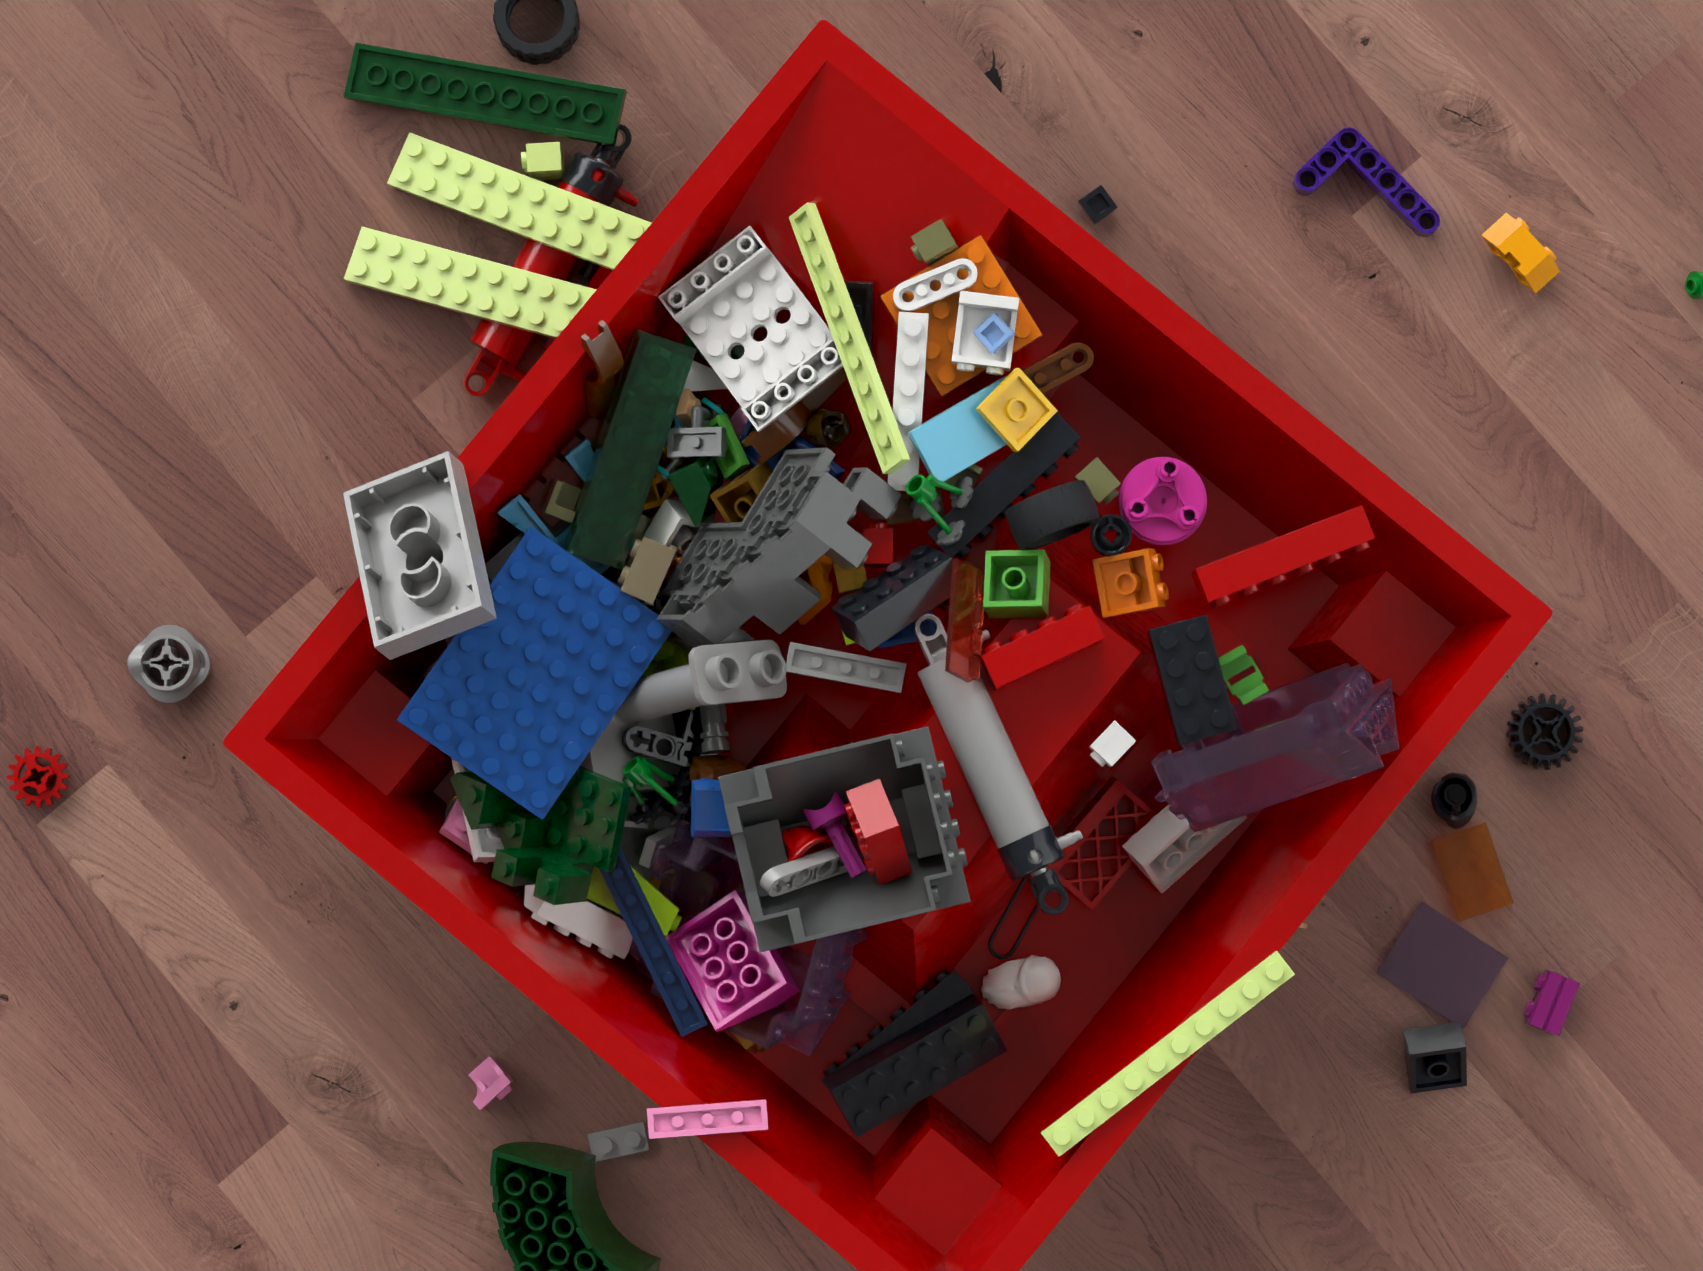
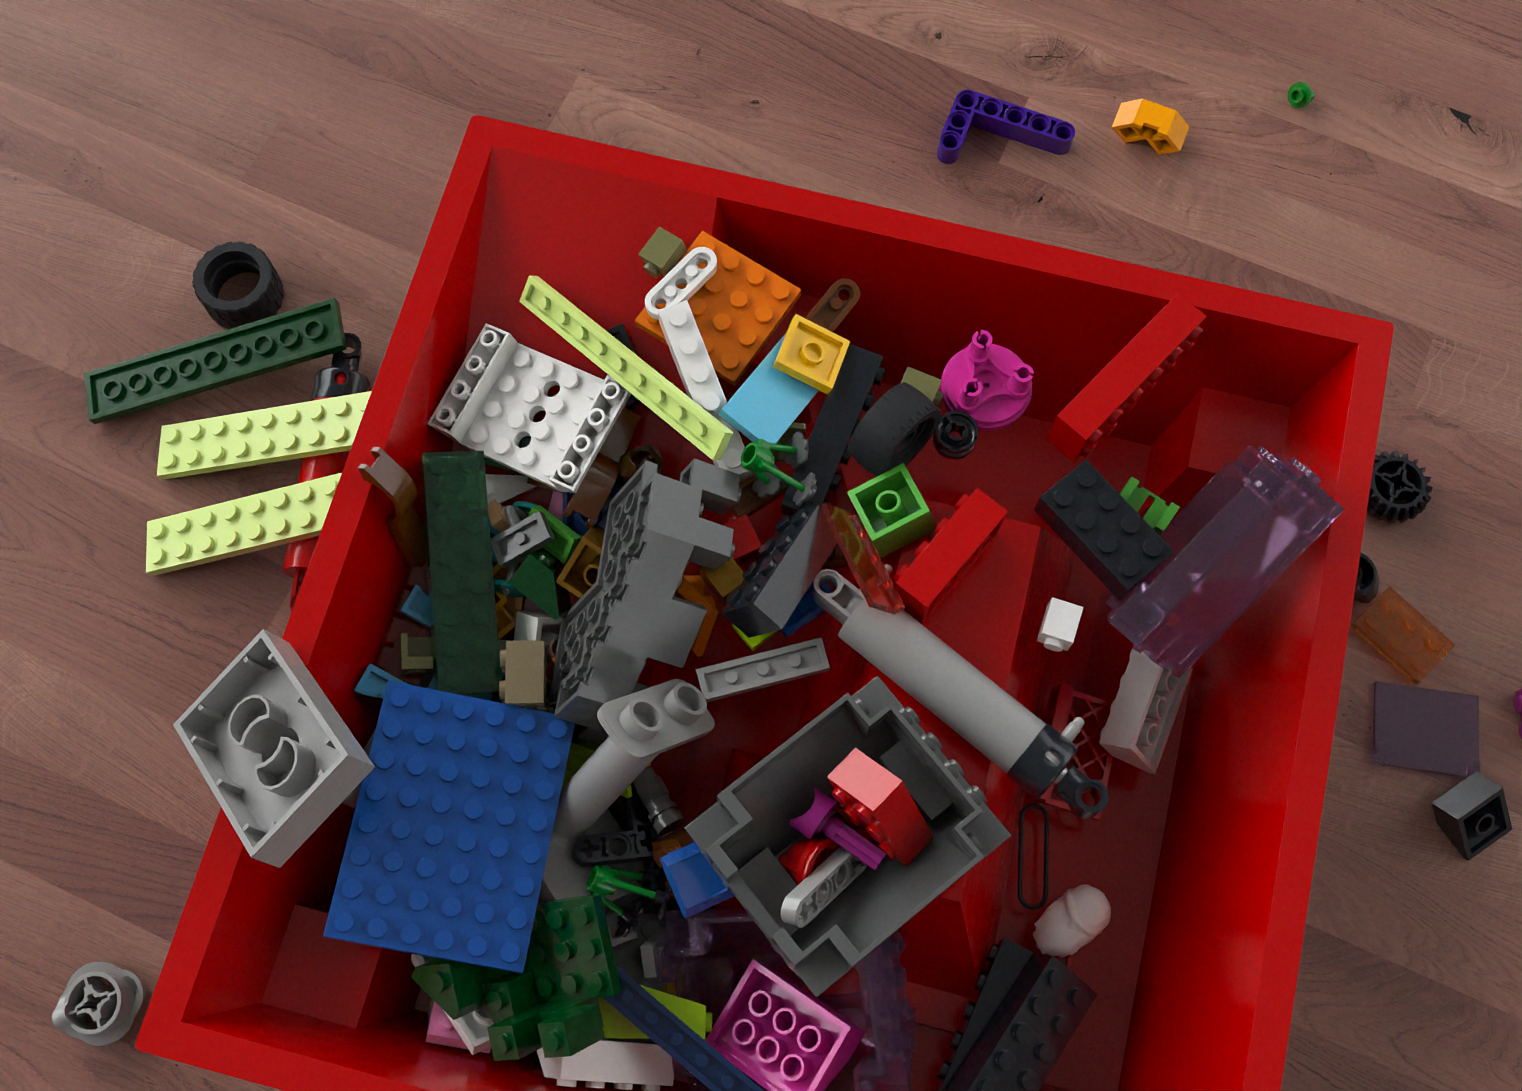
camera: 25 degrees left, 15 degrees down
(543, 160) = (287, 388): yellowish green brick -> none
(968, 349) = (747, 302): white panel -> none
(994, 333) = (756, 299): light blue tile -> none
(1130, 582) = (997, 465): orange plate -> none
(1167, 1053) = (1281, 911): yellowish green plate -> none

